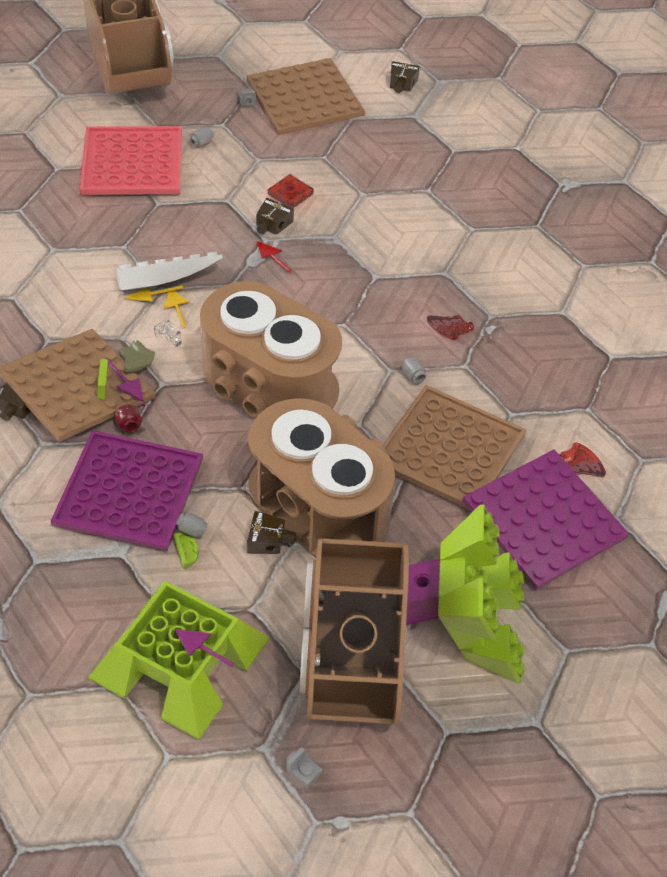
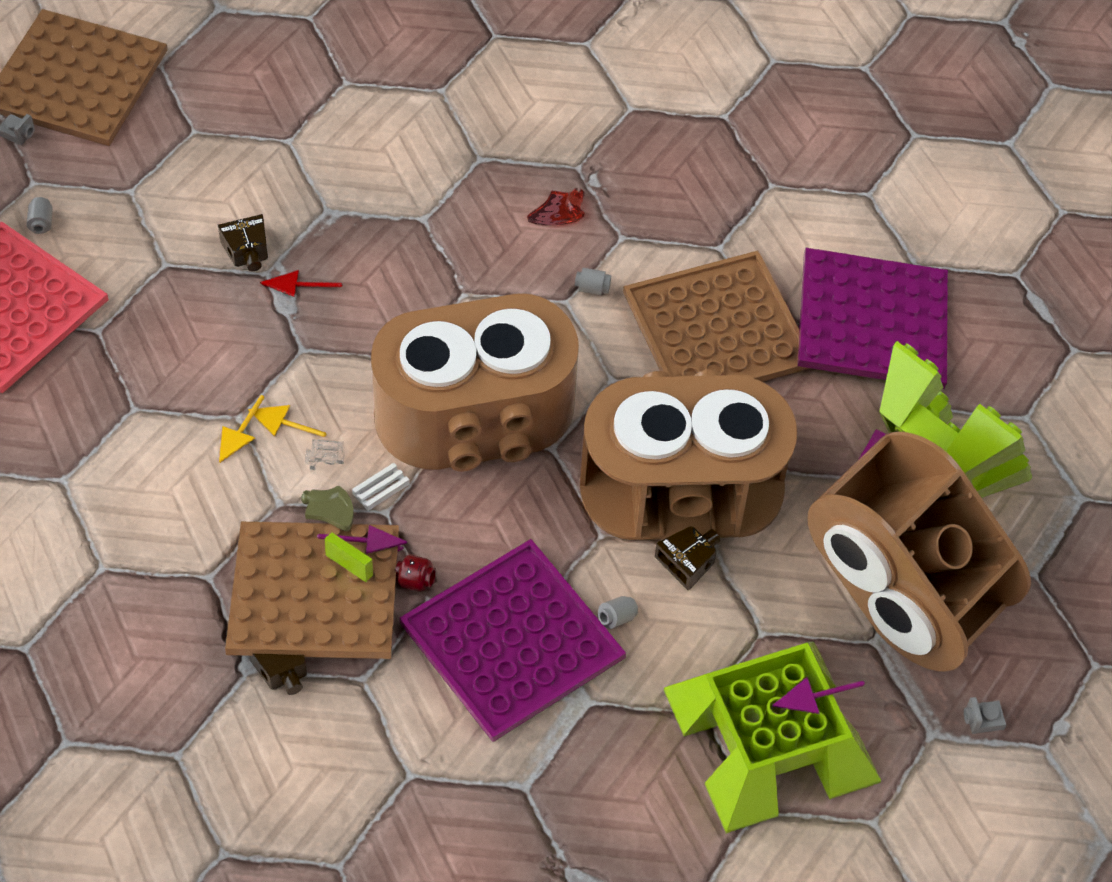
camera: 50 degrees left, 5 degrees up
(162, 272) = (224, 399): white wedge -> none
(175, 369) = (378, 483): none -> white tile
(187, 549) = (639, 639): lime tile -> none
(290, 191) = (221, 198): clear red plate -> none
(583, 461) = (832, 236): clear red arm -> none

